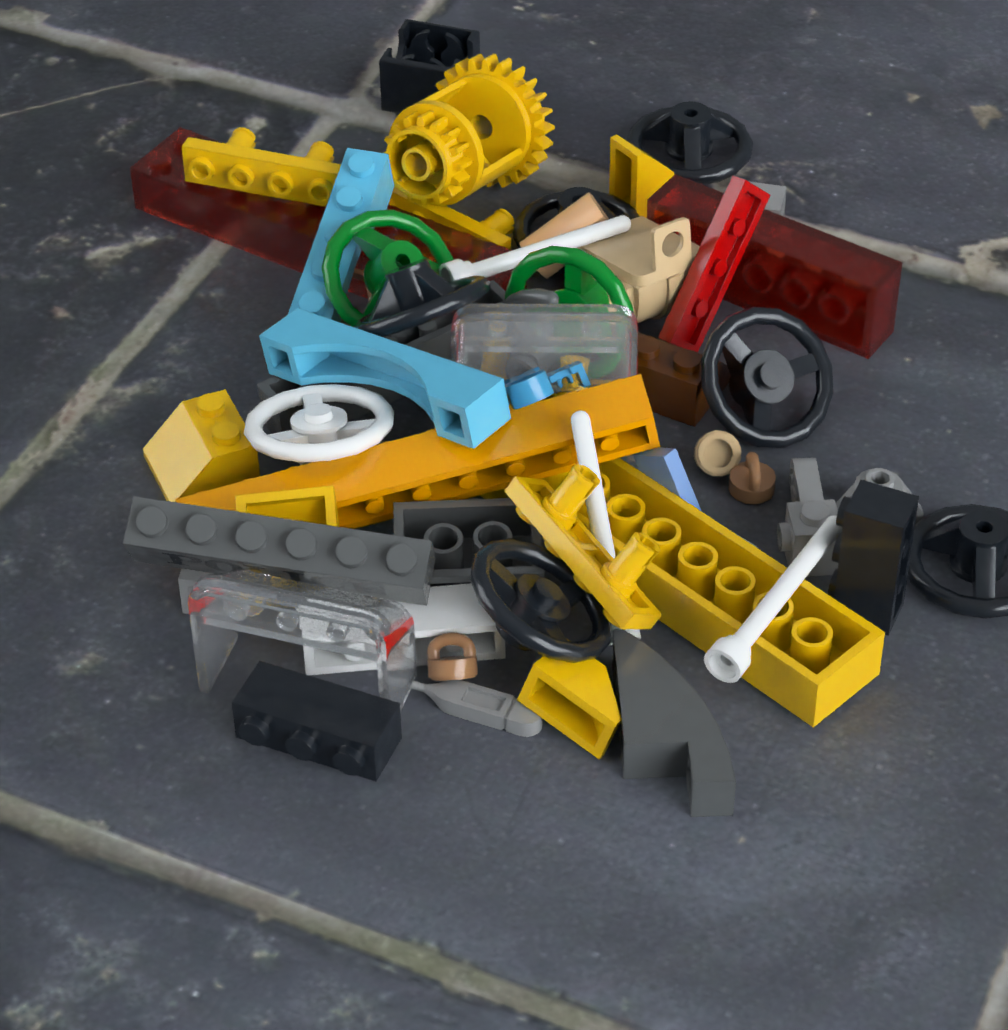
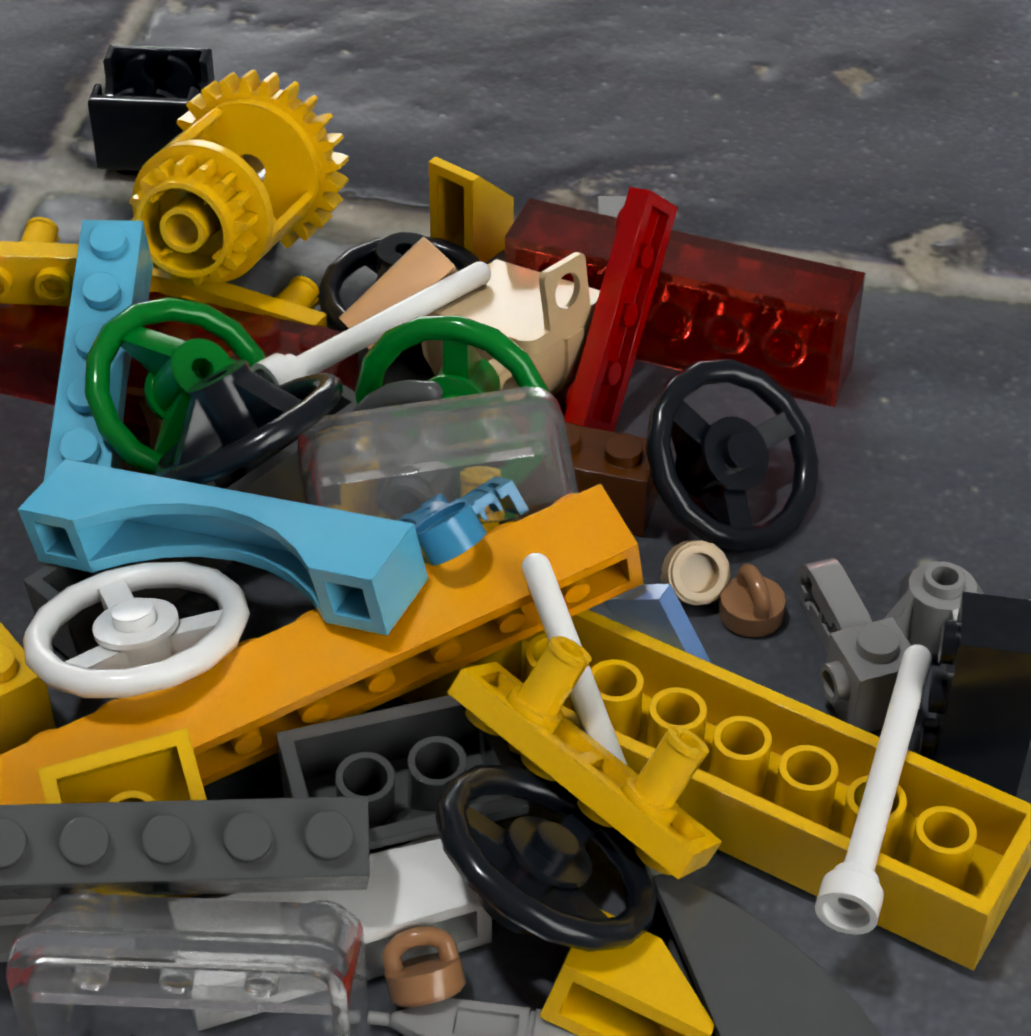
camera: 15 degrees left, 0 degrees up
(689, 137) = (509, 151): black piece -> none

